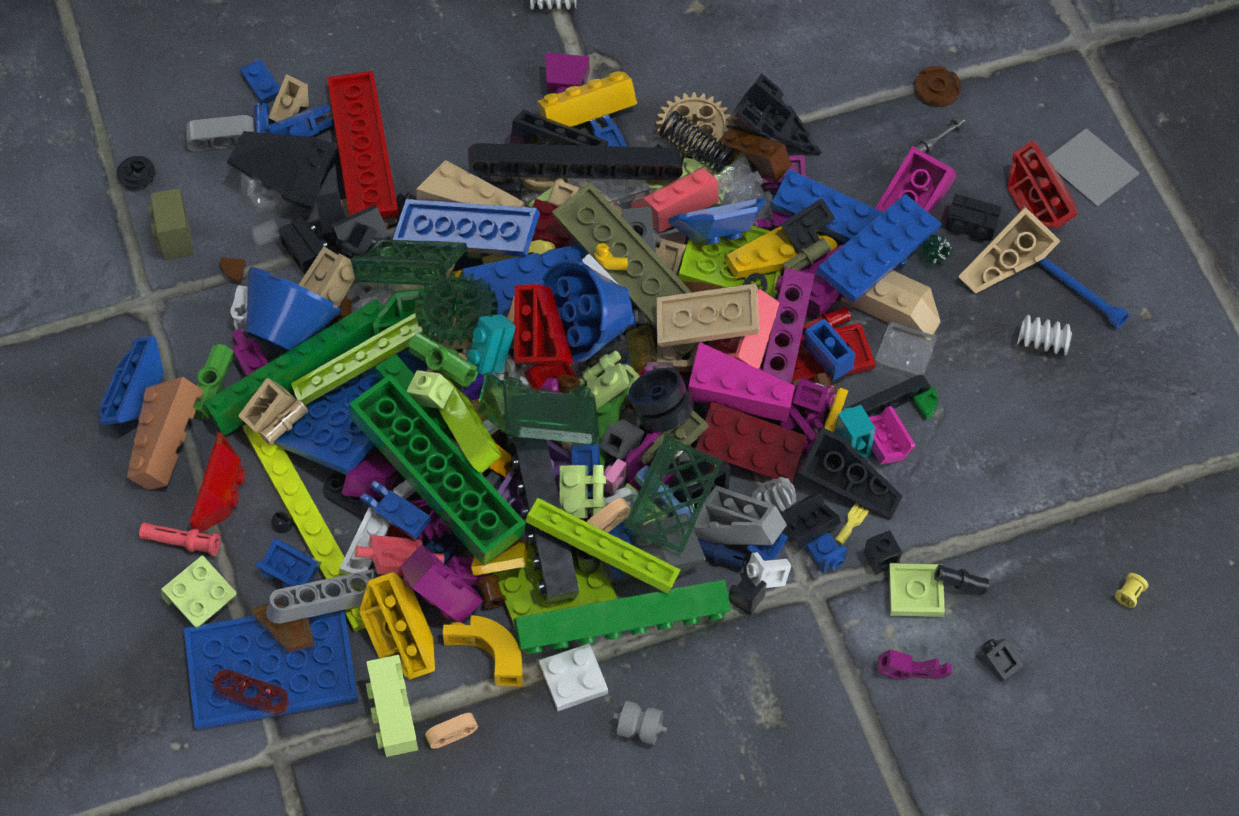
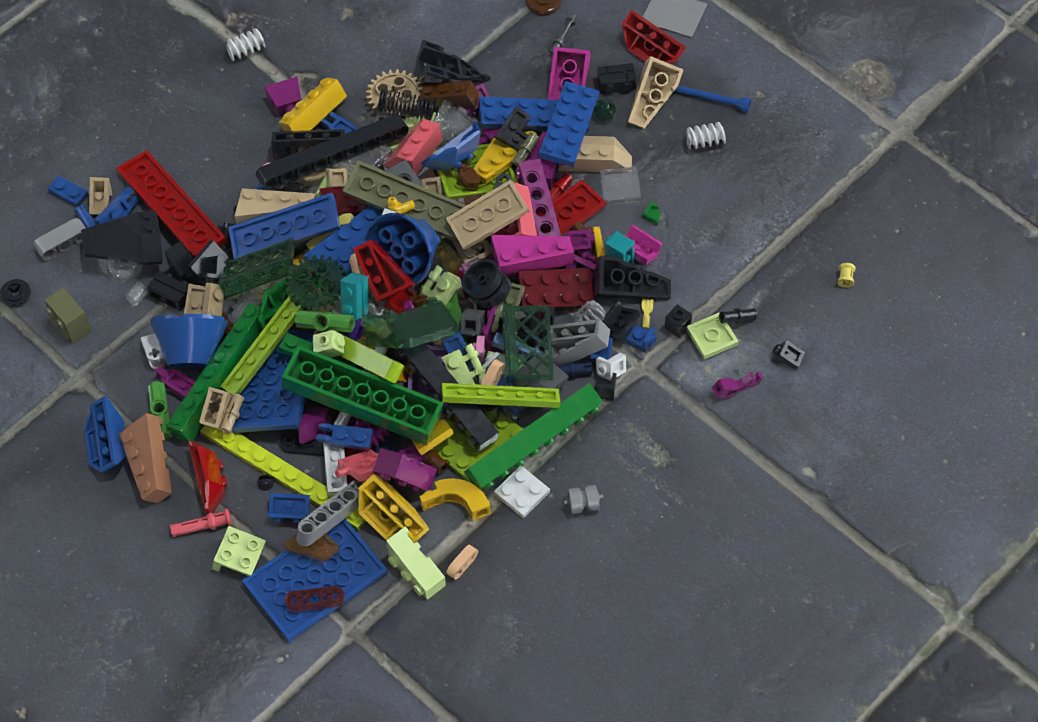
camera: 25 degrees left, 0 degrees up
(233, 269) = (127, 328): reddish brown tile -> none
(717, 260) = (468, 177): none -> reddish brown arm
(829, 349) = (573, 204): blue brick -> none
(894, 396) = (629, 218): black beam -> none

